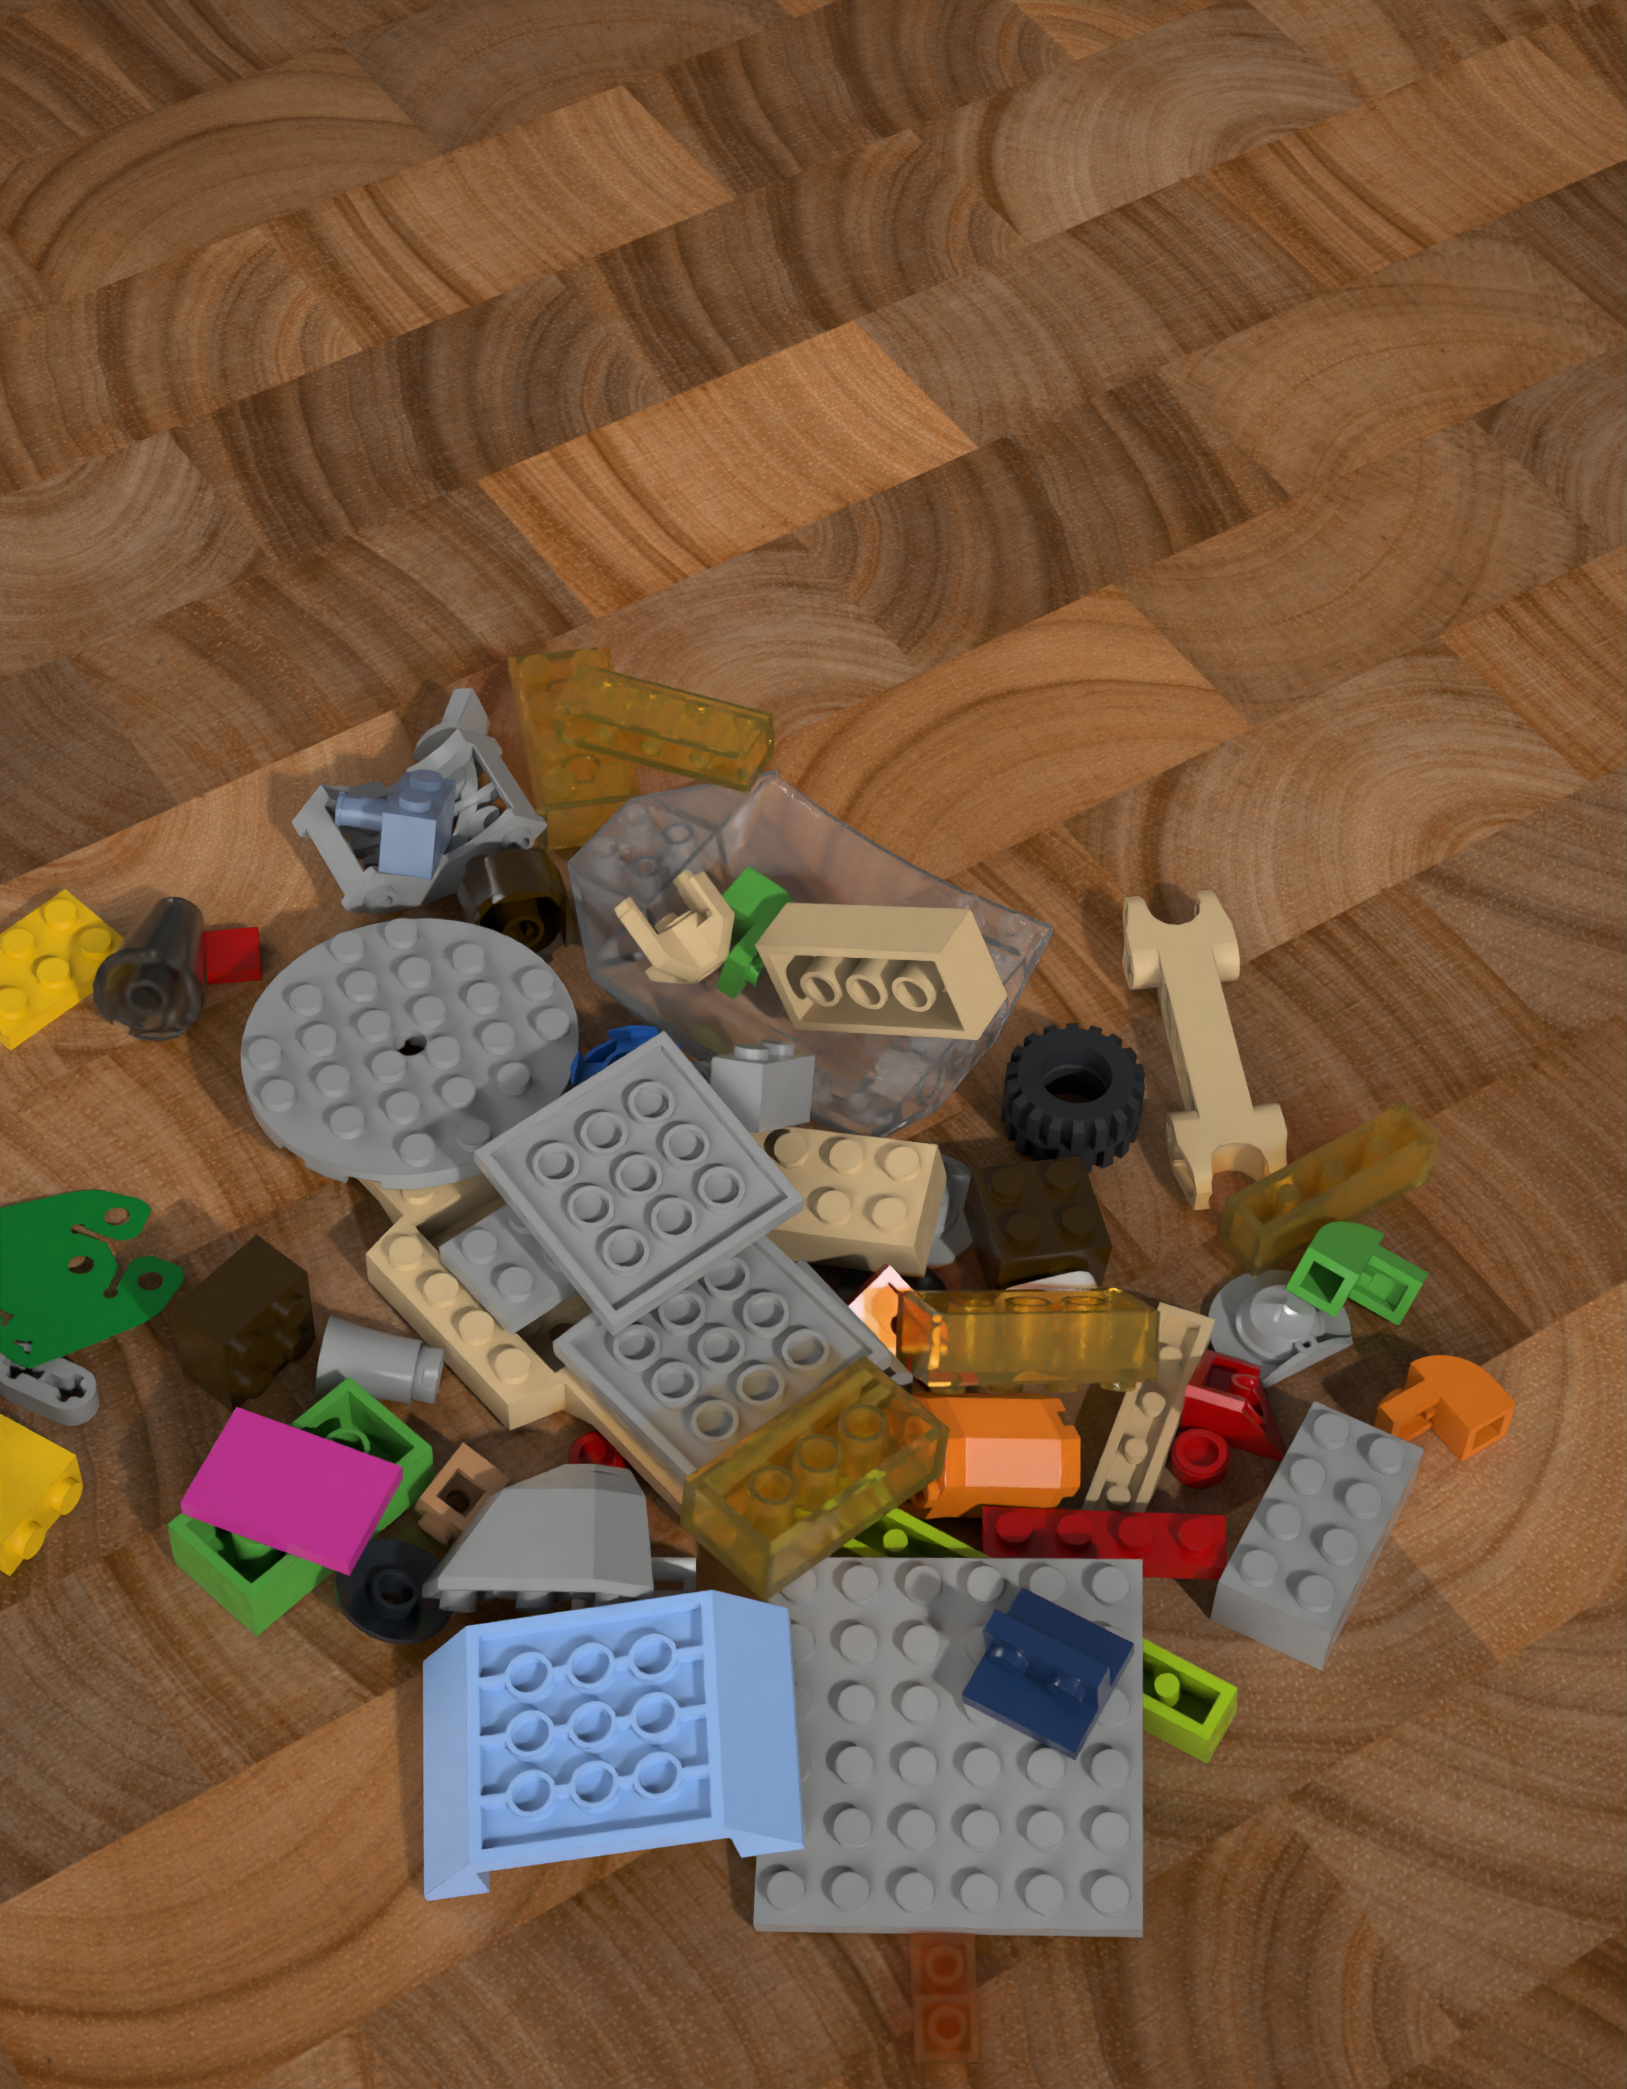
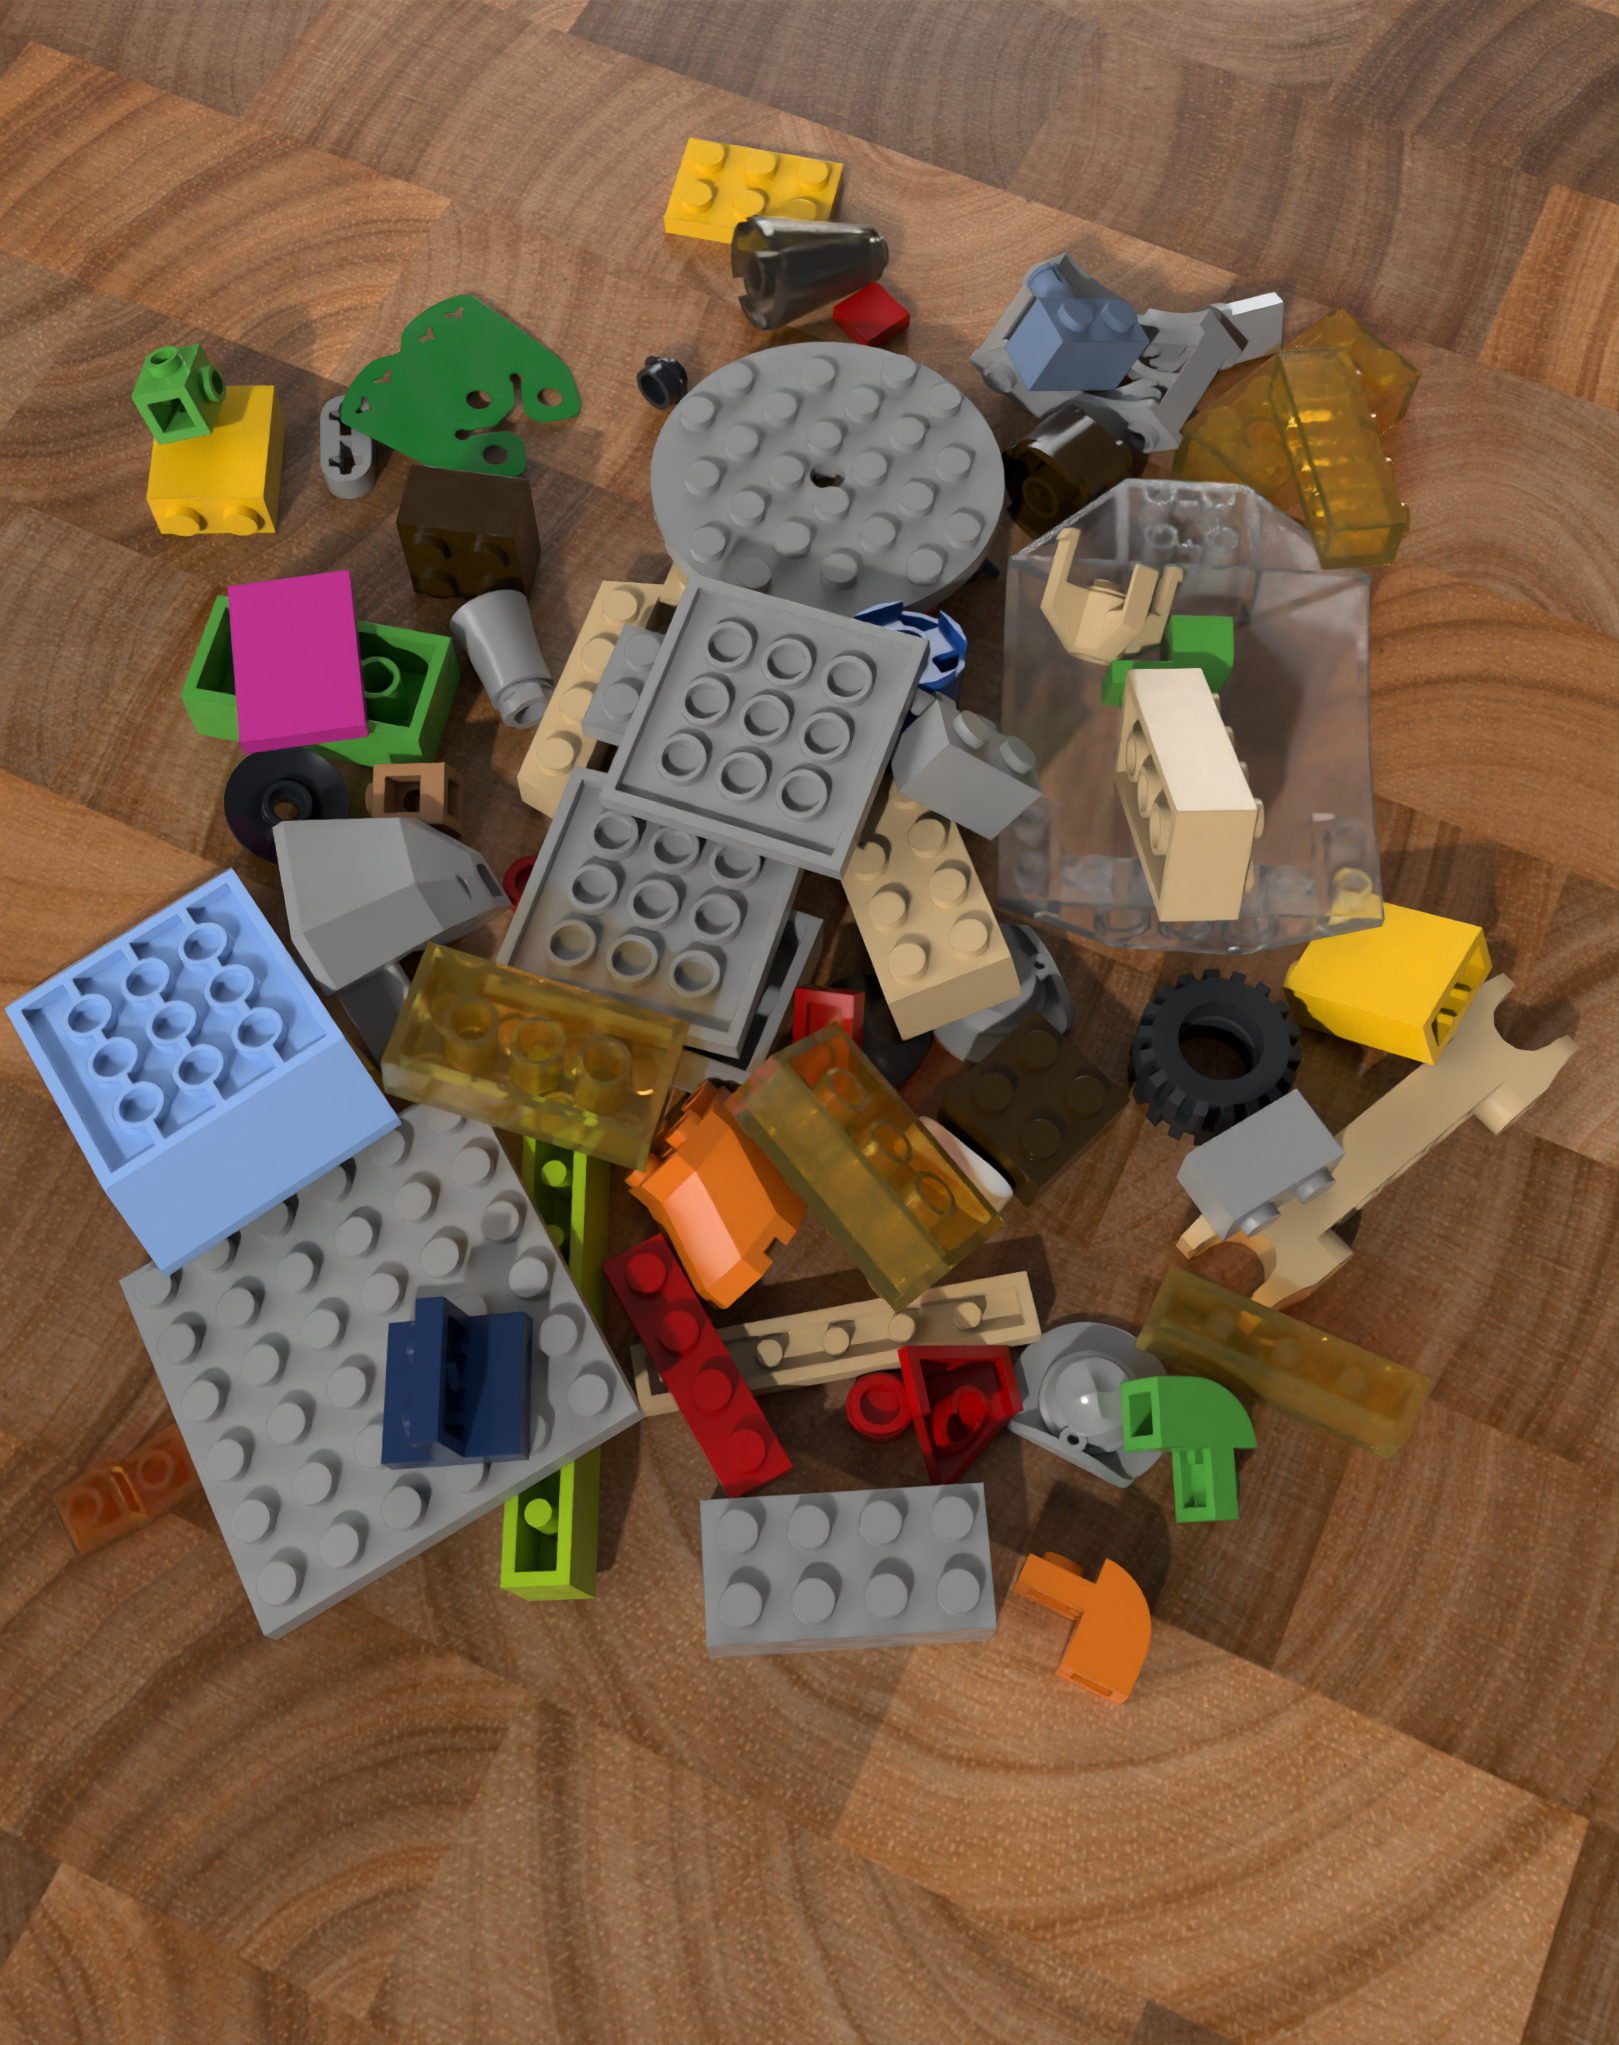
camera: 60 degrees right, 15 degrees up
(179, 1126) = (662, 381): none -> black plate
(1093, 959) = (1391, 983): none -> yellow brick
(1189, 1106) = (1261, 1166): none -> light grey brick

